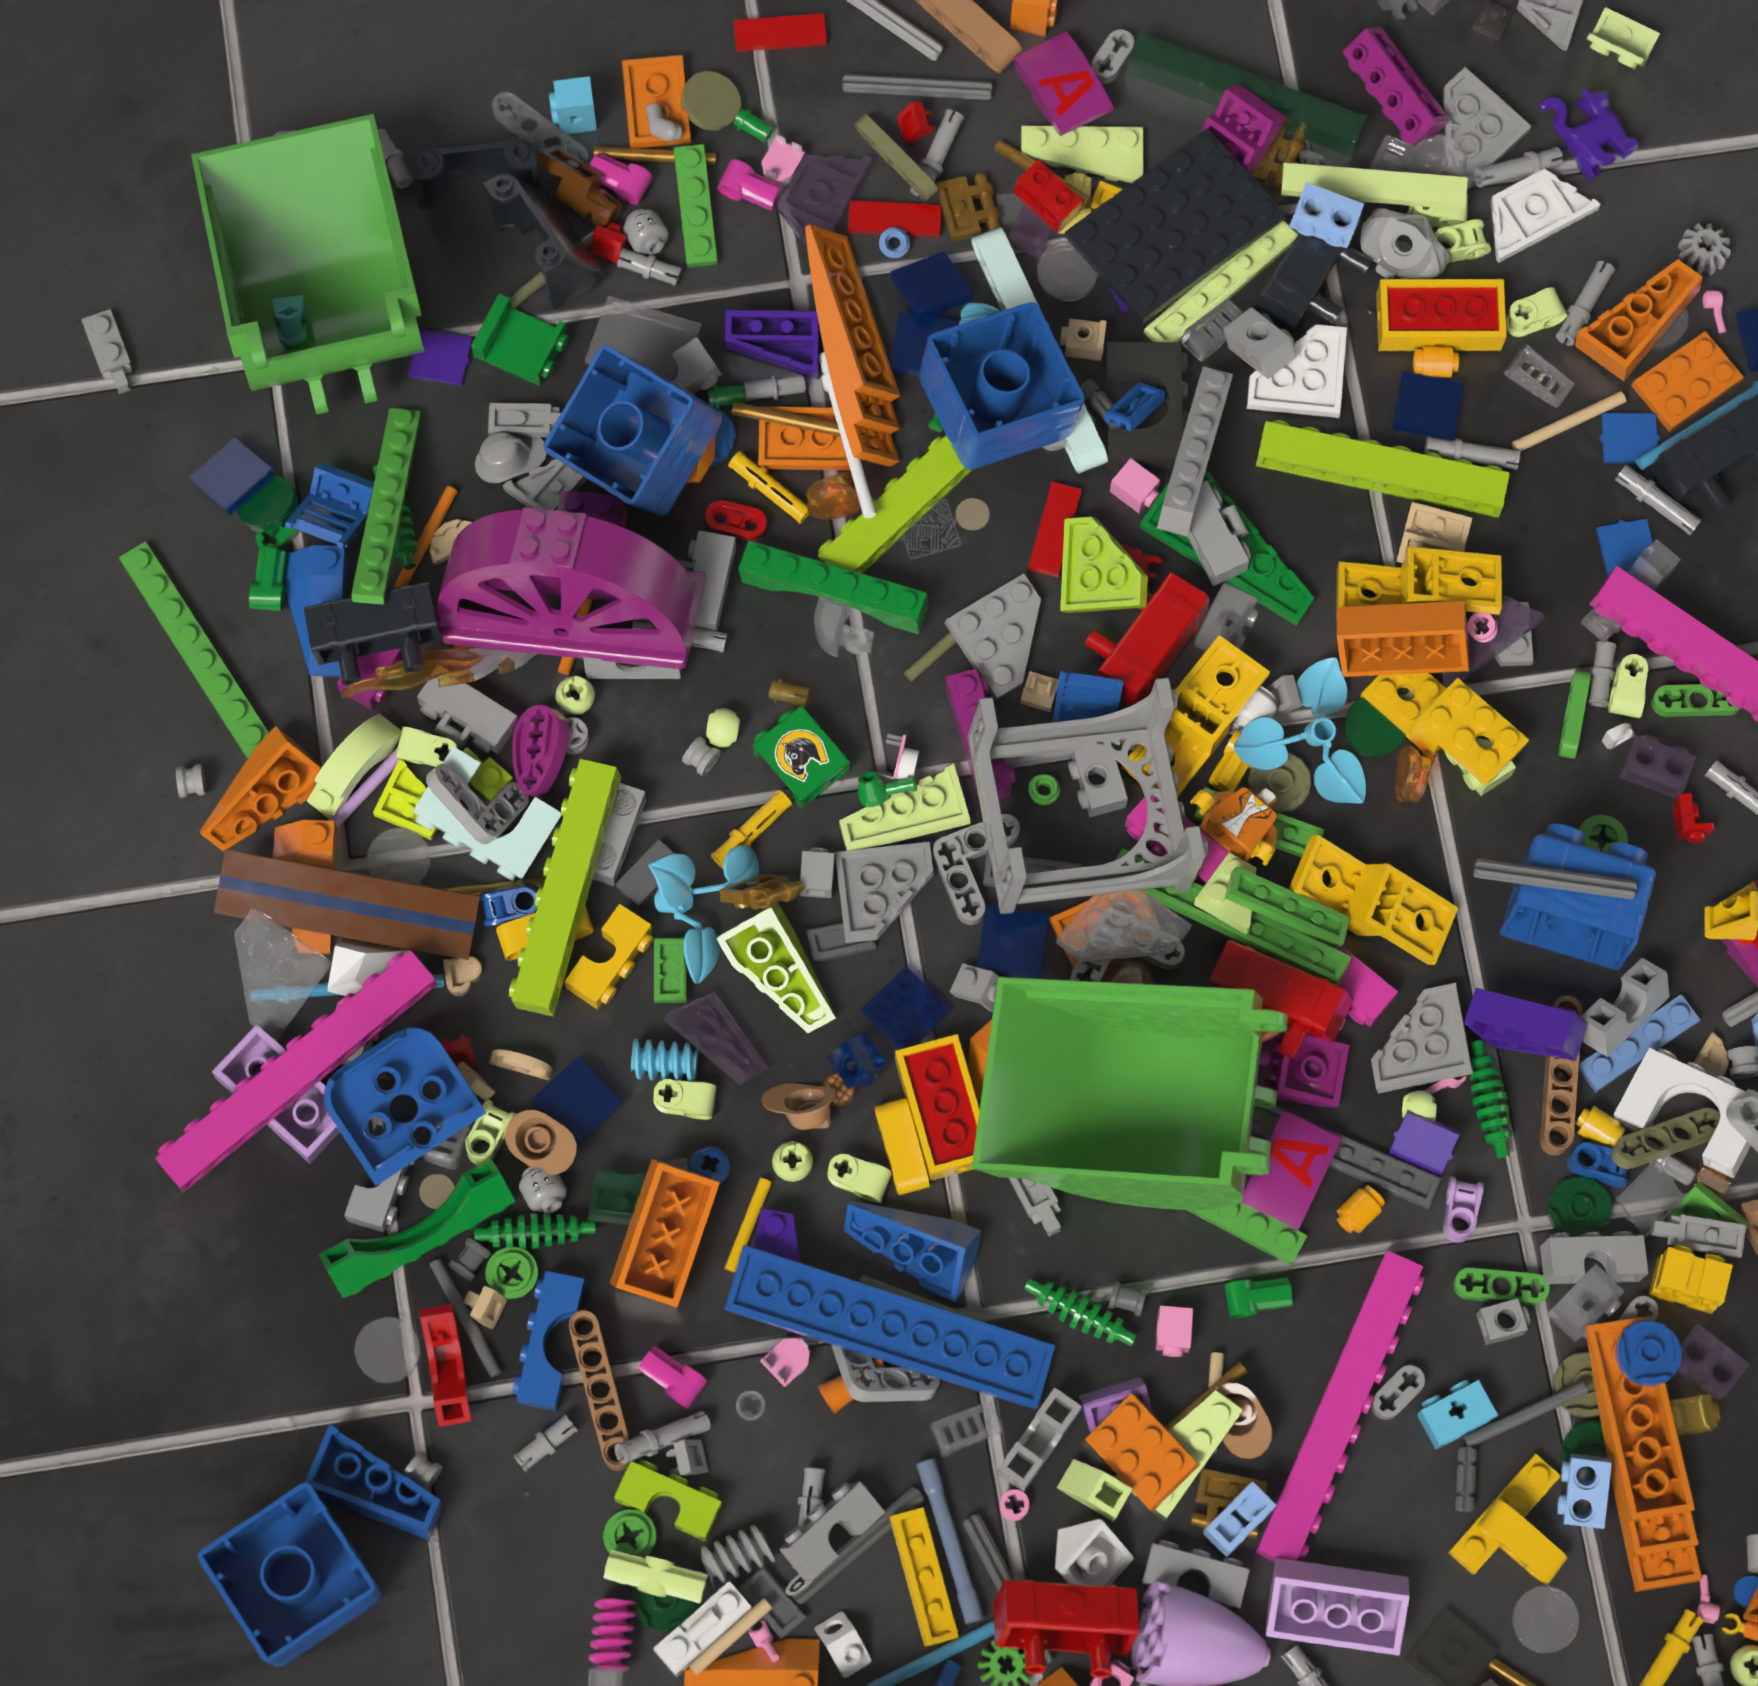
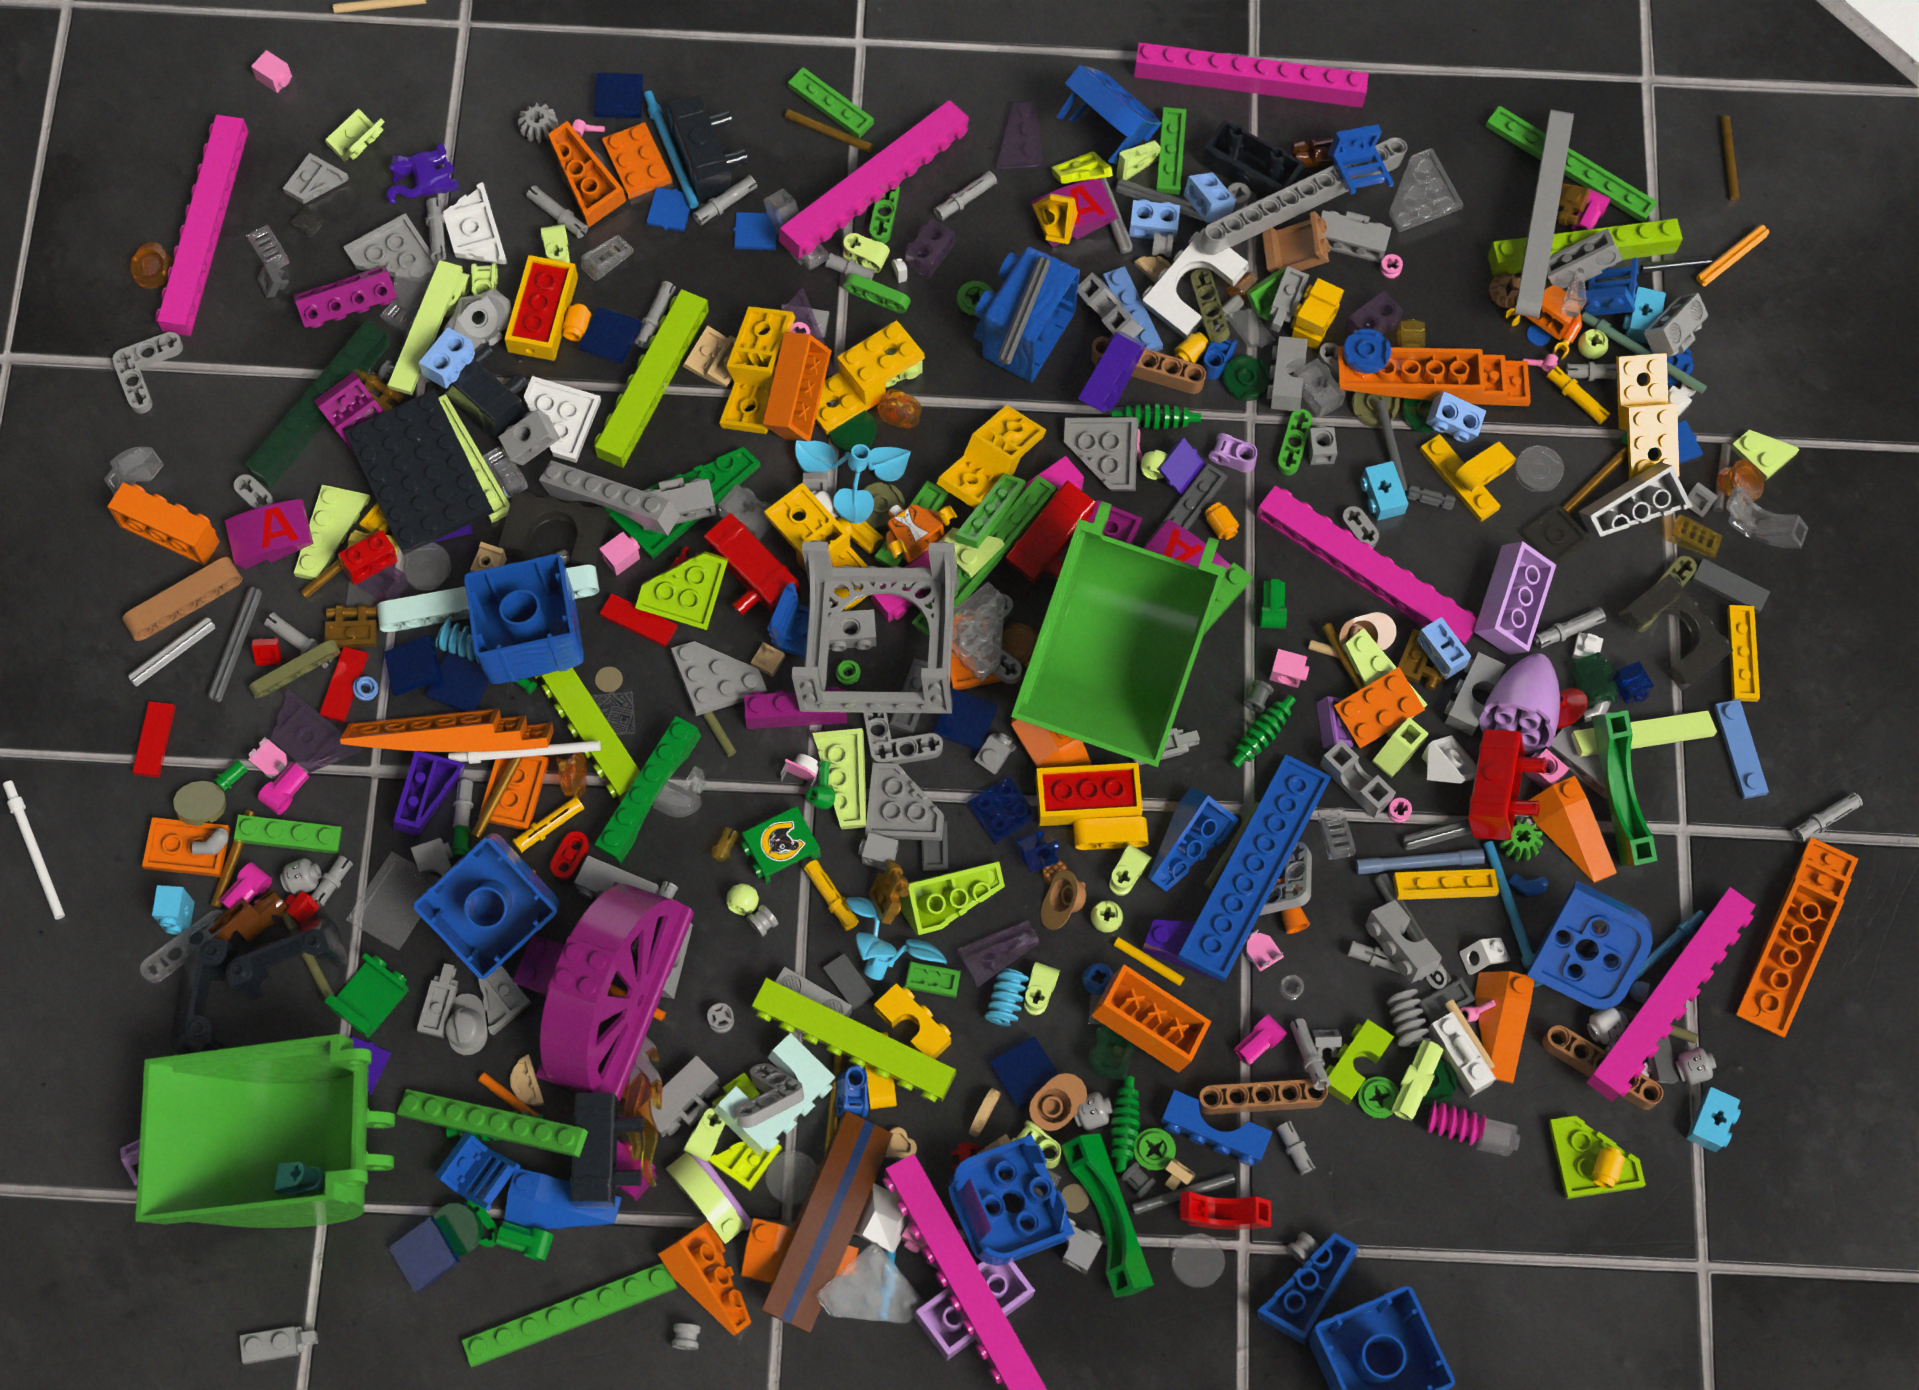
camera: 80 degrees left, 5 degrees down
(546, 764) = (728, 1030): magenta piece -> none
(582, 687) = (695, 1013): yellowish green piece -> none
(1139, 408) = (565, 546): blue tile -> none
(1569, 421) = (647, 245): tan bar -> none
(1685, 816) = (973, 239): red bracket -> none

